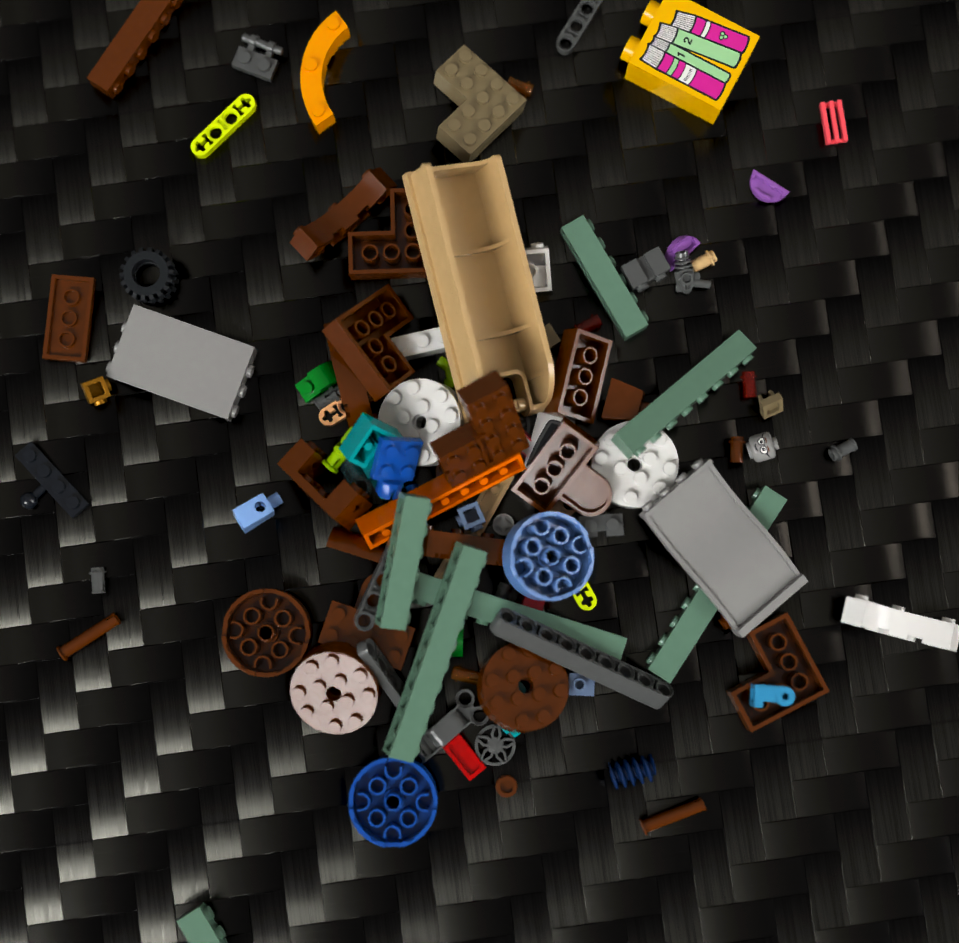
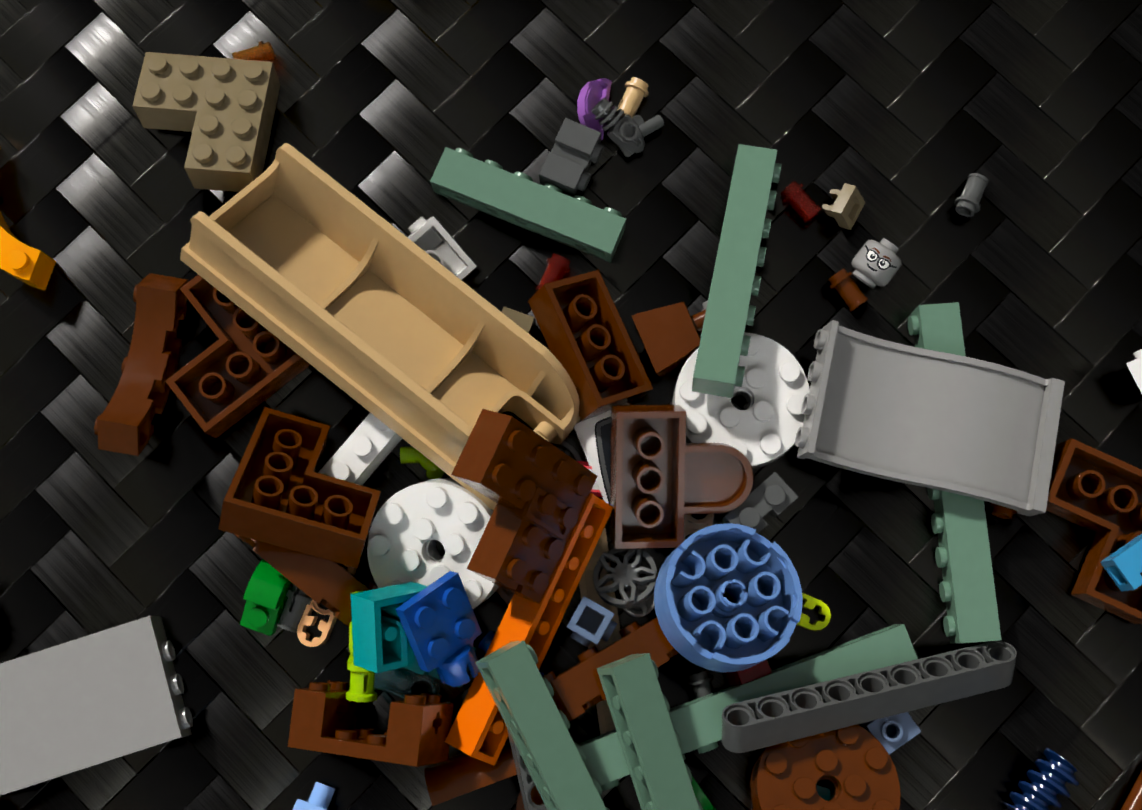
camera: 35 degrees left, 5 degrees down
(505, 508) = (625, 577): none -> dark grey wheel

